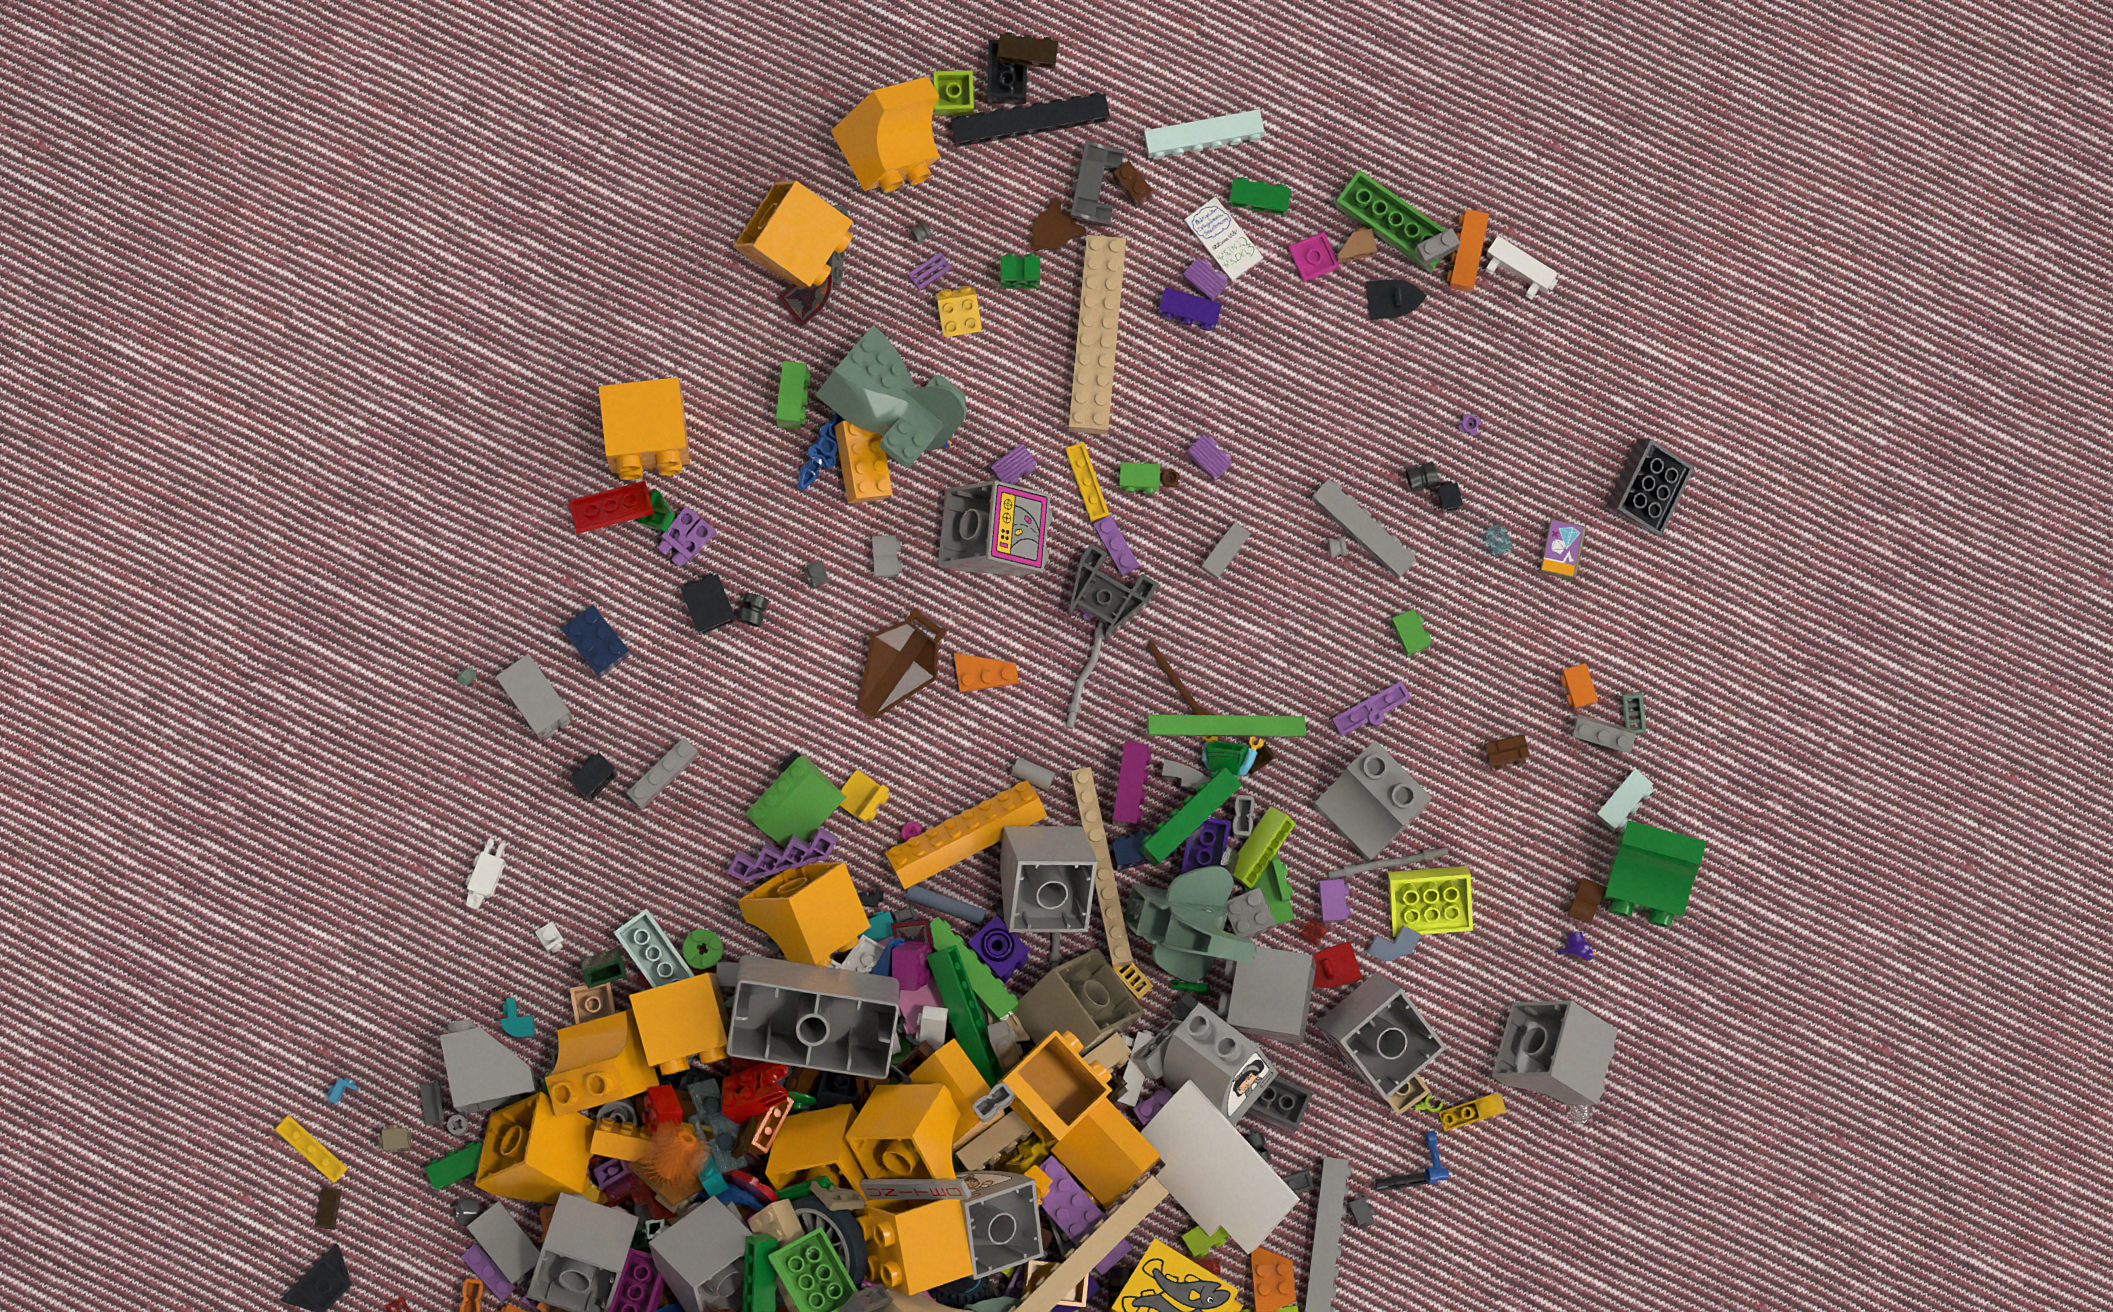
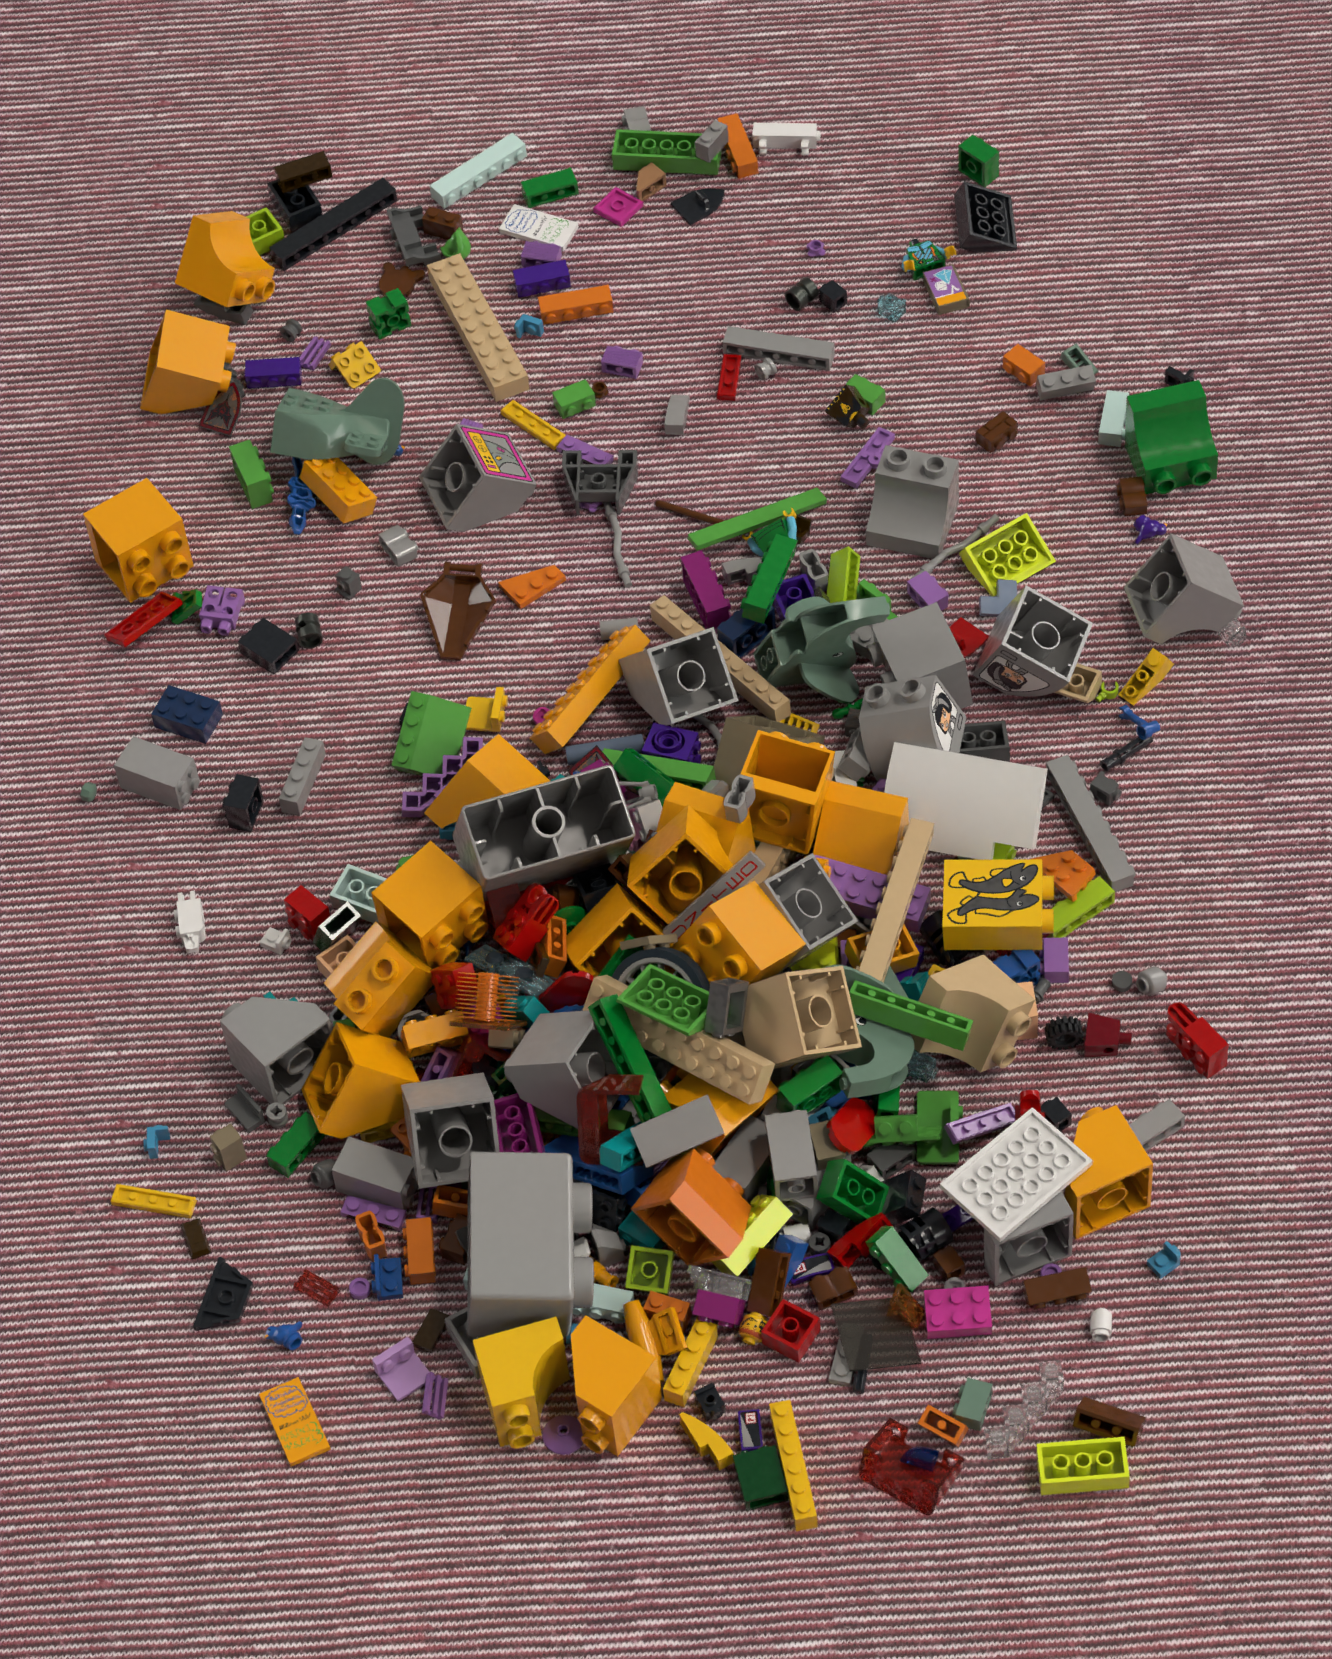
camera: 20 degrees left, 25 degrees down
(588, 934) = (305, 912): none -> red brick
(877, 277) = (273, 372): none -> dark purple brick
(939, 1002) = (646, 794): none -> light grey plant
(1129, 222) = (457, 244): none -> bright green hair
(1148, 363) = (528, 324): none -> dark azure bracket
(1204, 361) = (575, 304): none -> orange brick
(1300, 533) = (729, 377): none -> red tile
(1384, 647) = (849, 408): none -> dark brown torso
(1388, 164) = (636, 119): none -> light grey brick
(1563, 501) = (925, 257): none -> torso
(1685, 414) = (978, 160): none -> green brick
(1710, 787) = (1176, 377): none -> black bracket

